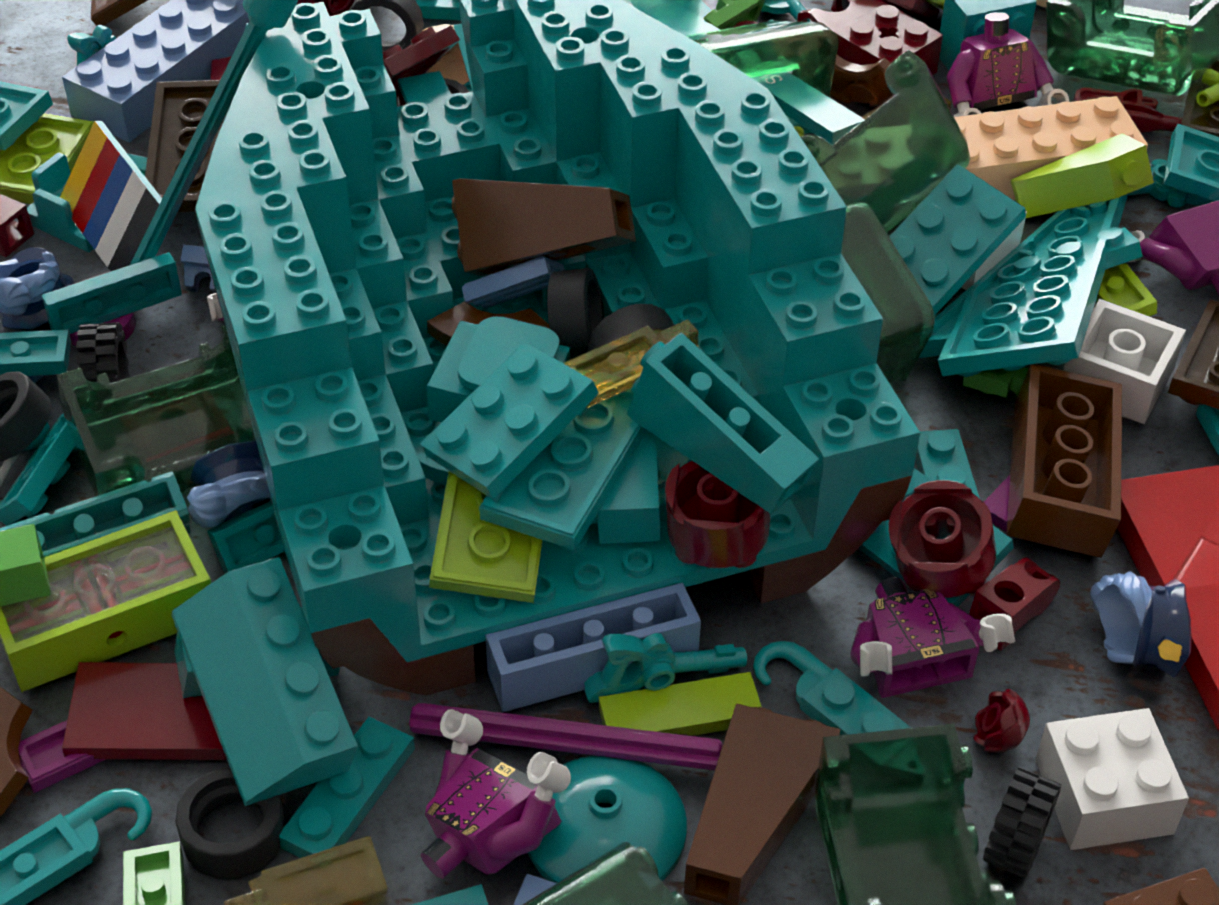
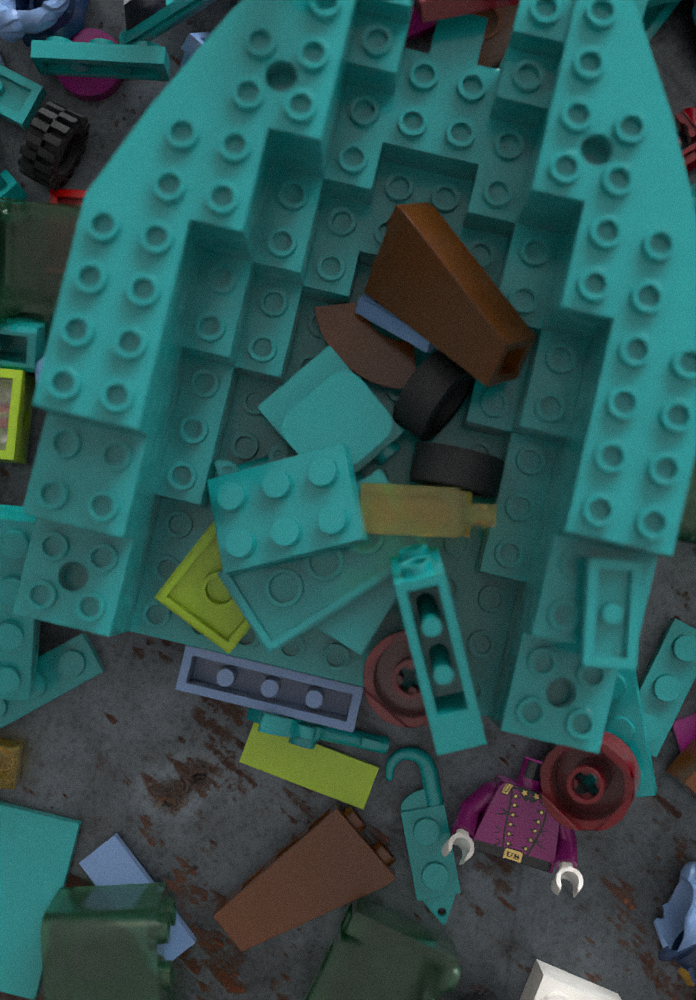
camera: 35 degrees right, 40 degrees up
(486, 807) = (108, 778): magenta torso -> none
(578, 737) = (208, 742): magenta axle -> none
(643, 814) = (213, 796): teal dish -> none
(835, 278) = (611, 613): none -> teal plate
(1003, 722) = (526, 930): dark red plate -> none
(1017, 591) = (637, 832): dark red leg -> none

